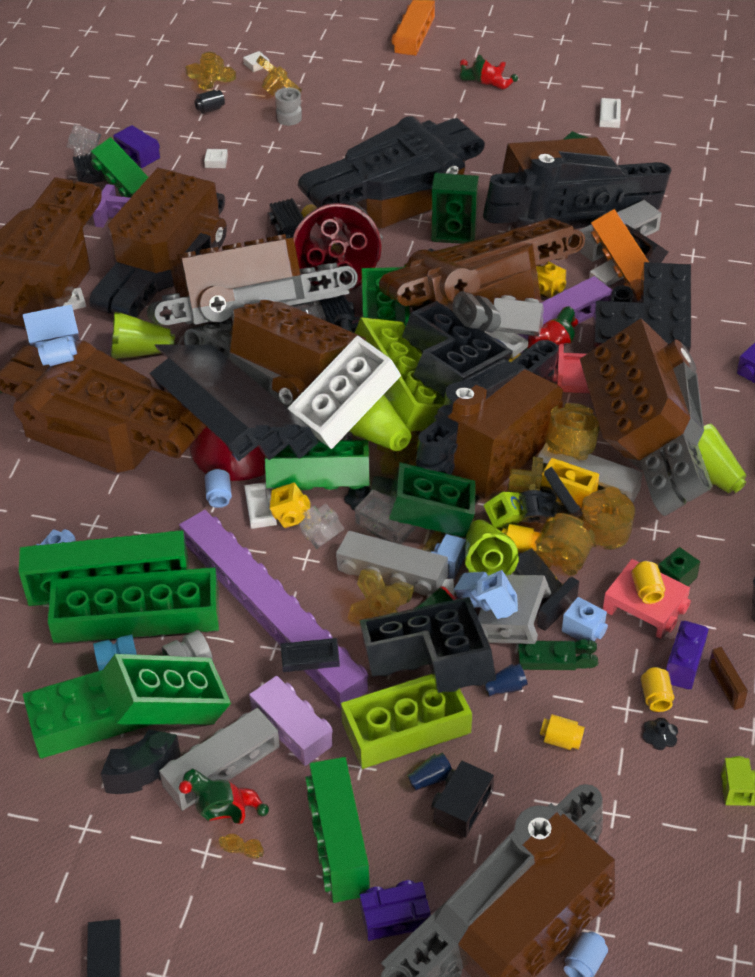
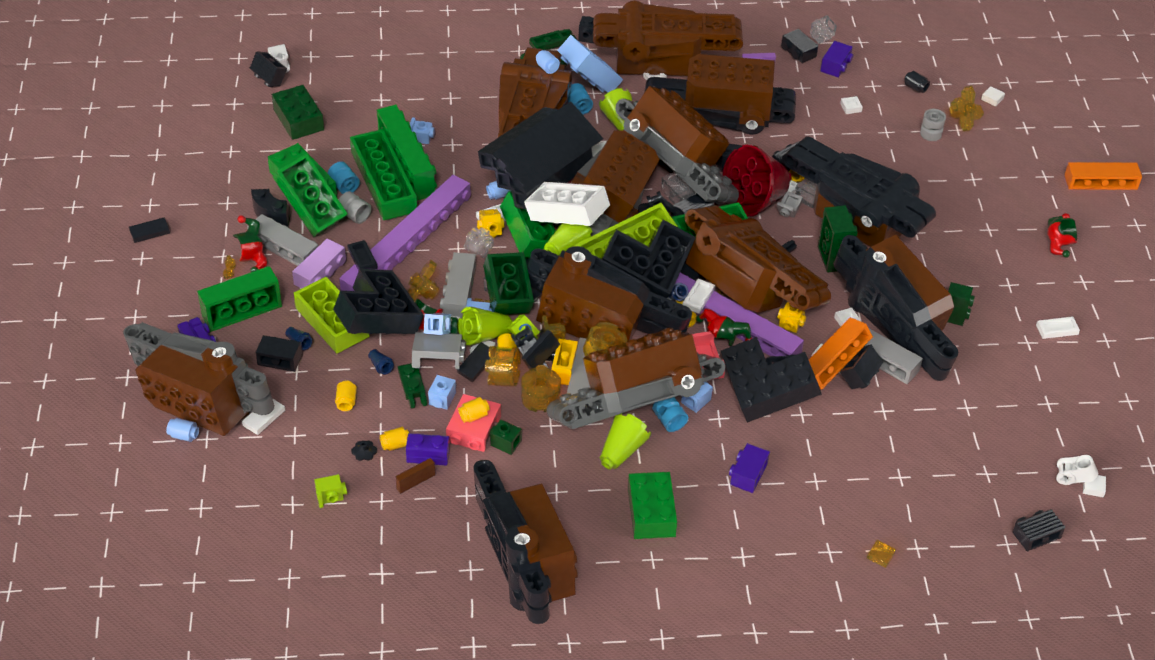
camera: 70 degrees right, 0 degrees up
(118, 167) = (792, 55): green brick -> none
(210, 70) = (958, 72): clear yellow plant -> none
(476, 312) = (688, 269): dark grey brick -> none
(497, 594) = (429, 334): light blue brick -> none
(520, 316) = (709, 291): light grey brick -> none
(558, 603) = (463, 378): black tile -> none

